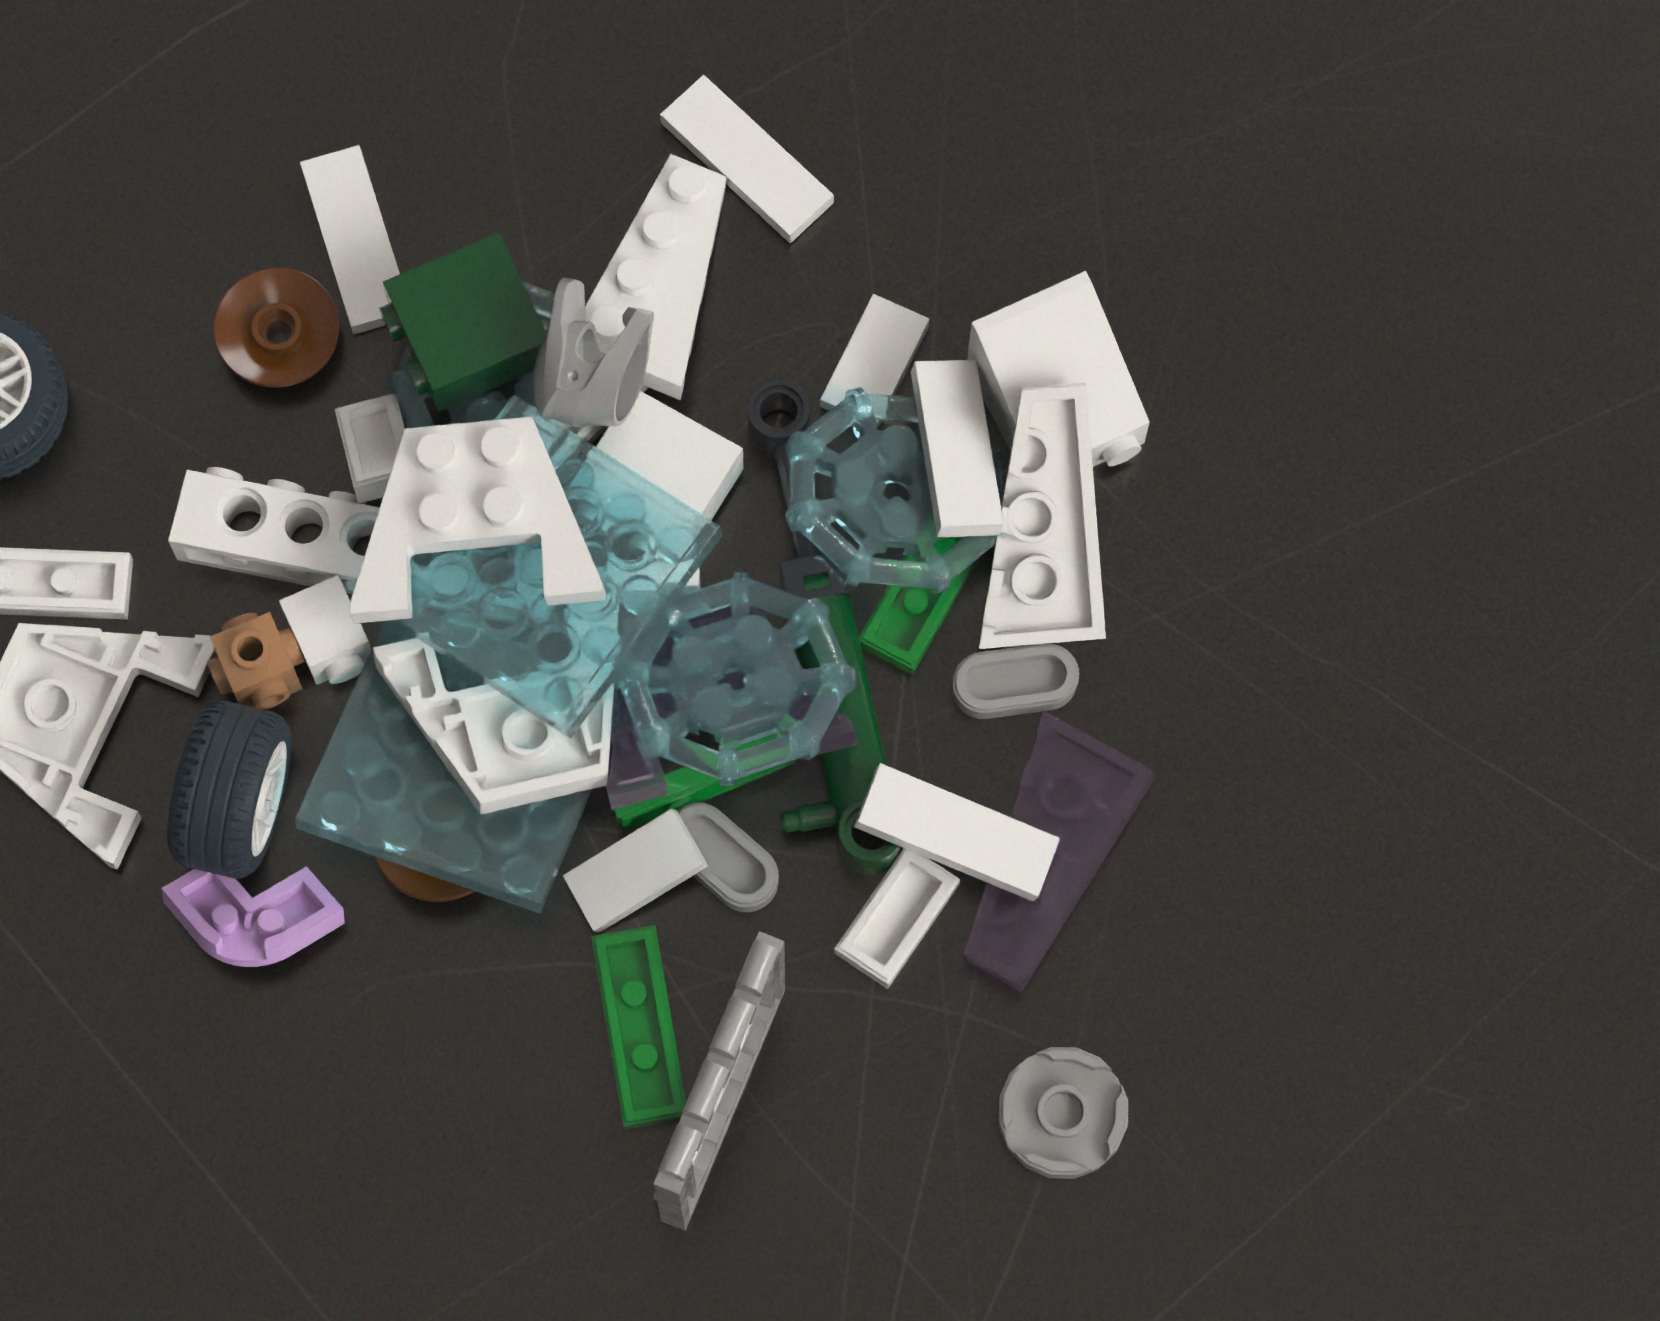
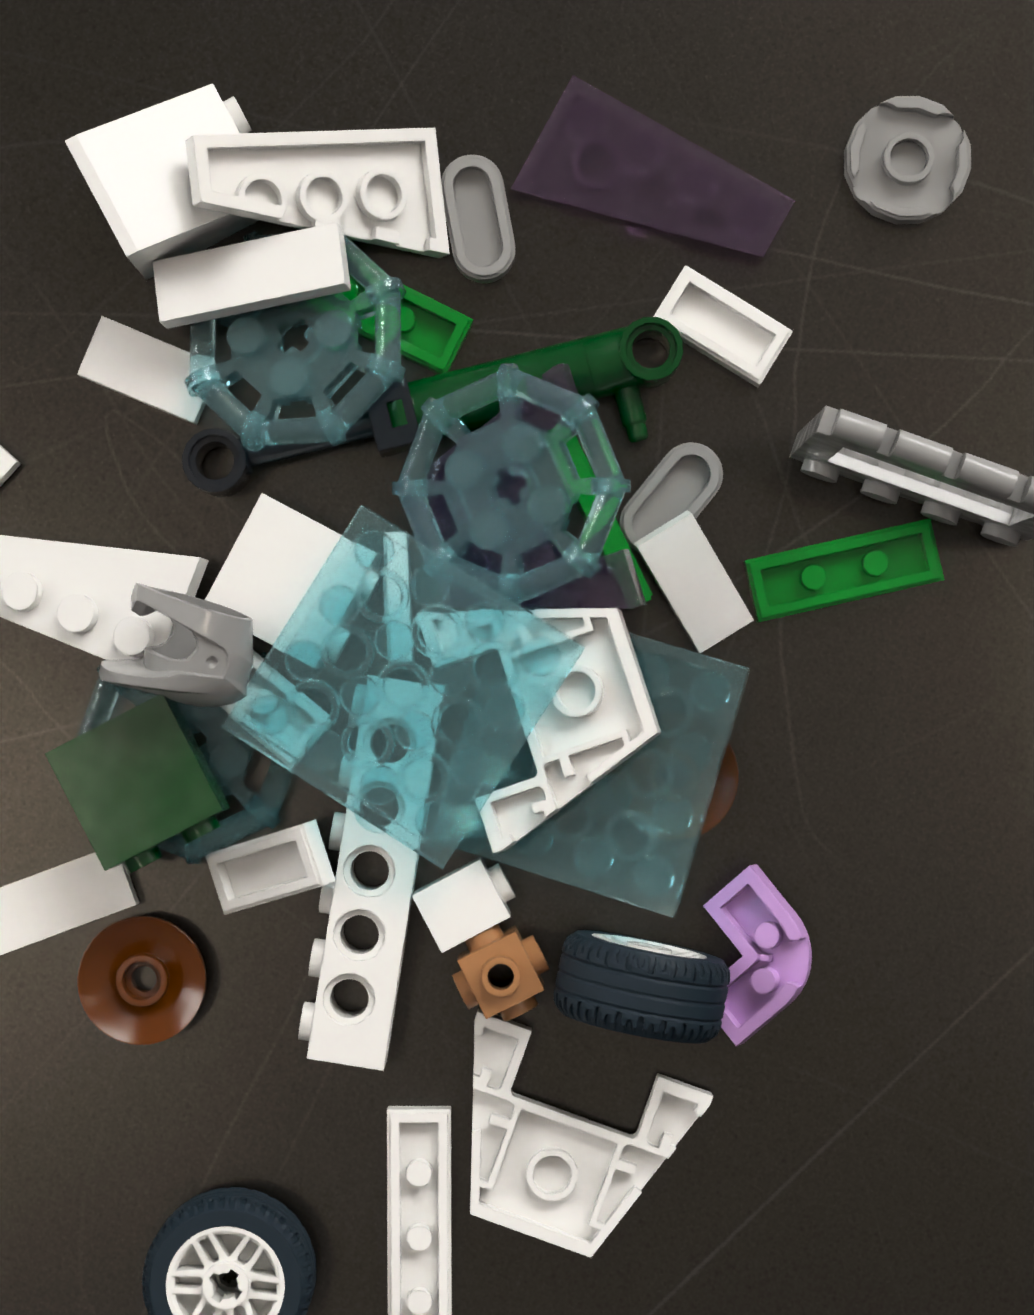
camera: 90 degrees left, 15 degrees up
(471, 491) = (331, 760): white wing -> none
(957, 832) = (652, 262): white tile -> none

